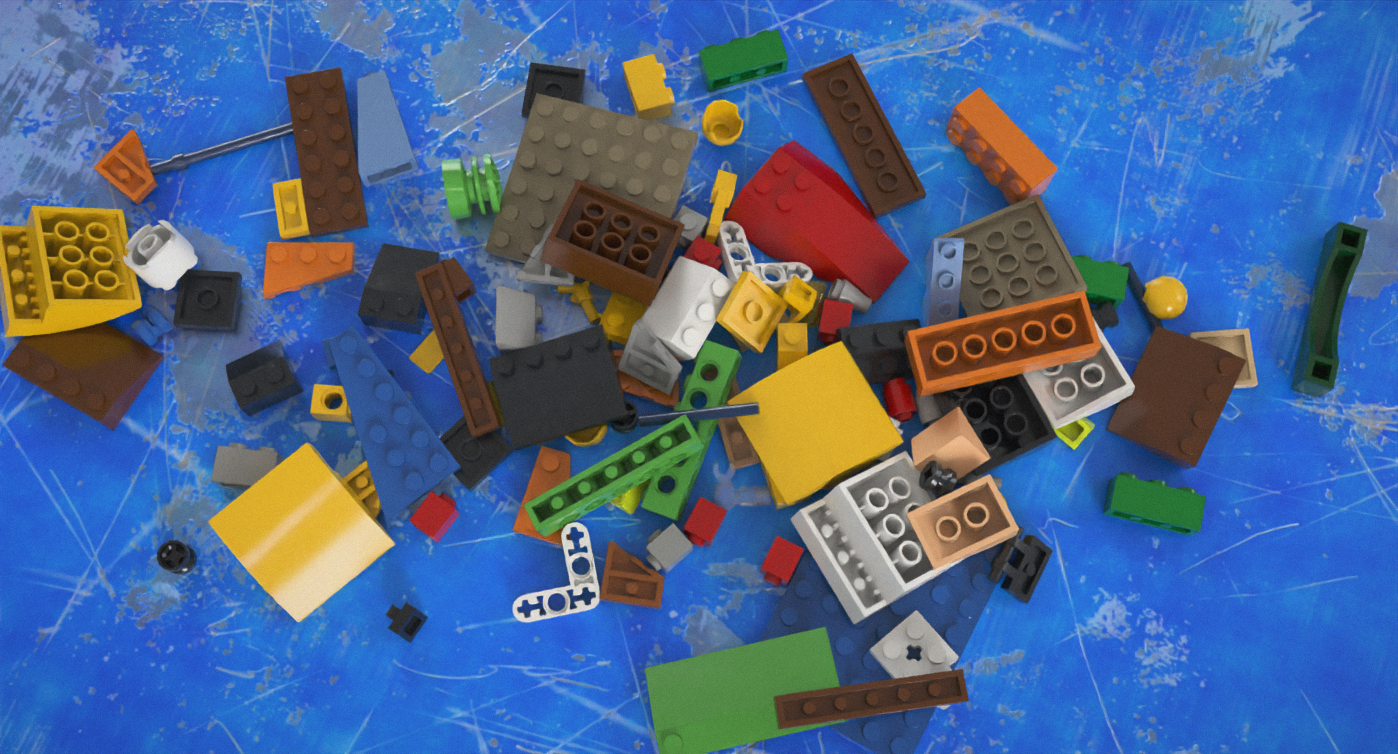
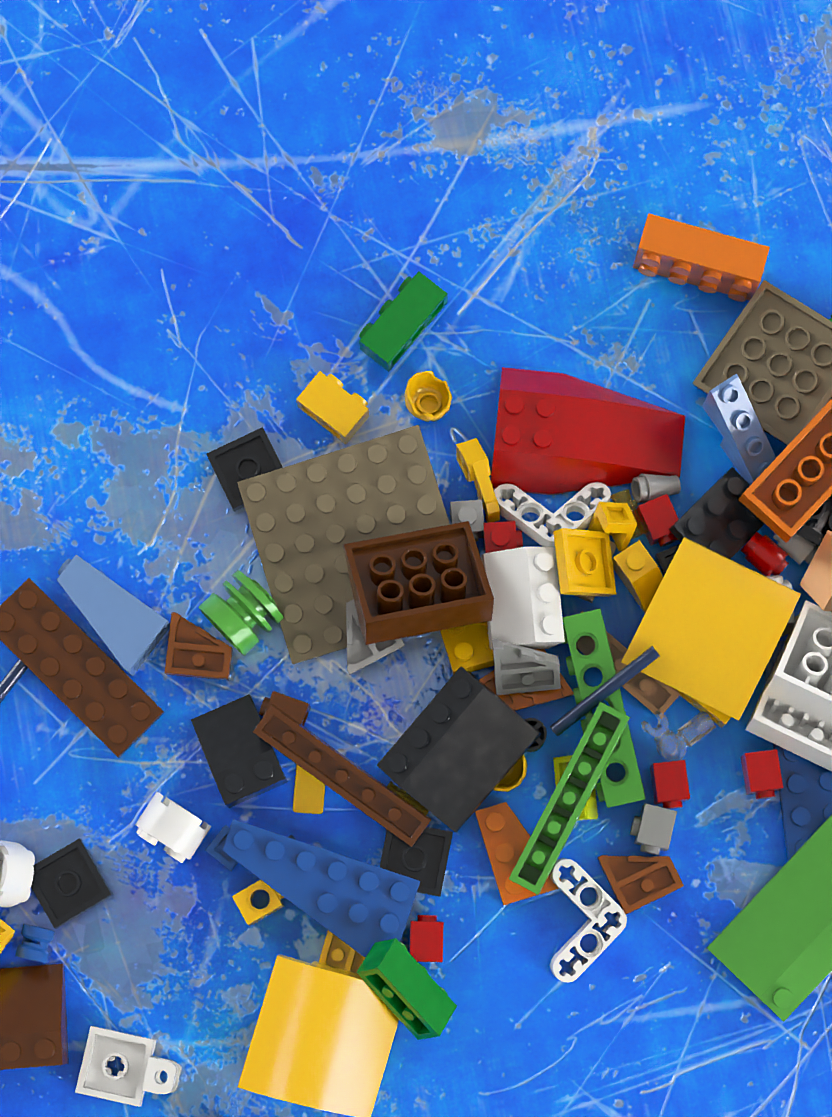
camera: 30 degrees left, 5 degrees up
(157, 469) = (140, 1068): none -> white plate
(241, 467) = (223, 1014): light grey brick -> none
(263, 378) = (173, 920): black slope -> none
(291, 209) = (81, 744): yellow plate -> none
(304, 263) = (129, 789): orange wing -> none
(308, 306) = (172, 827): none -> white brick
(390, 538) = (407, 989): none -> green brick
(406, 621) = (469, 1051): black tile -> none
(421, 196) = (196, 652): none -> dark orange wing
(516, 320) = (376, 714): light grey slope -> none
(584, 298) = (415, 648): yellow piece -> none
(863, 136) = (563, 322): reddish brown plate -> none

